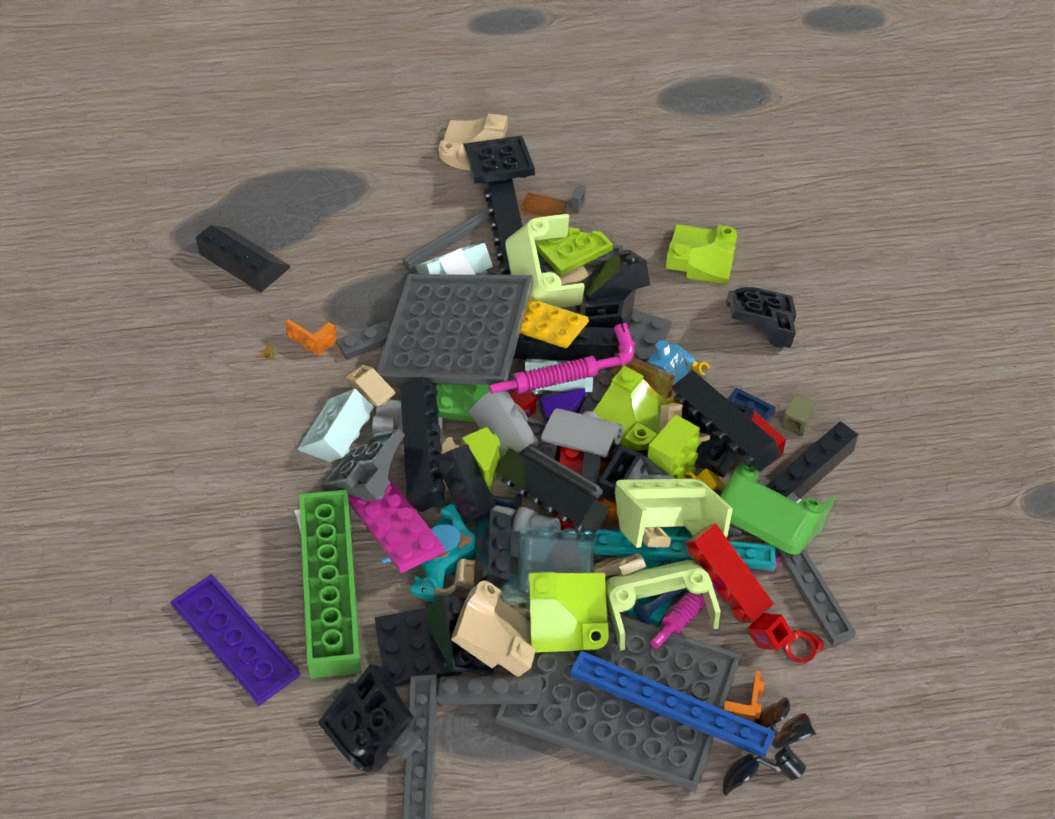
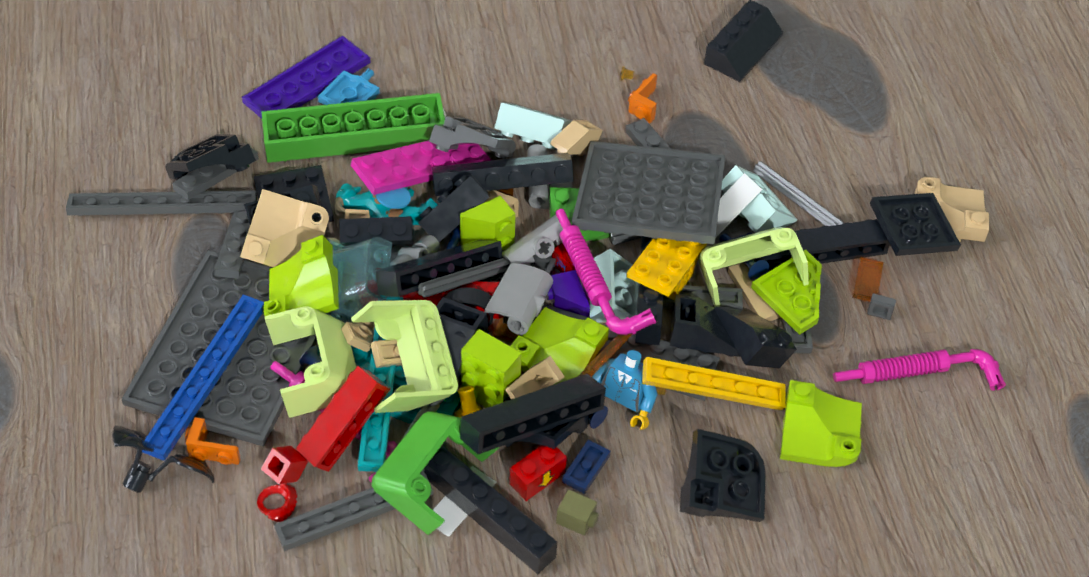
camera: 85 degrees right, 0 degrees up
(269, 593) = (349, 89): none -> dark azure plate
(637, 184) = (922, 364): none -> dark pink piece
(673, 307) = (713, 383): none -> yellow plate

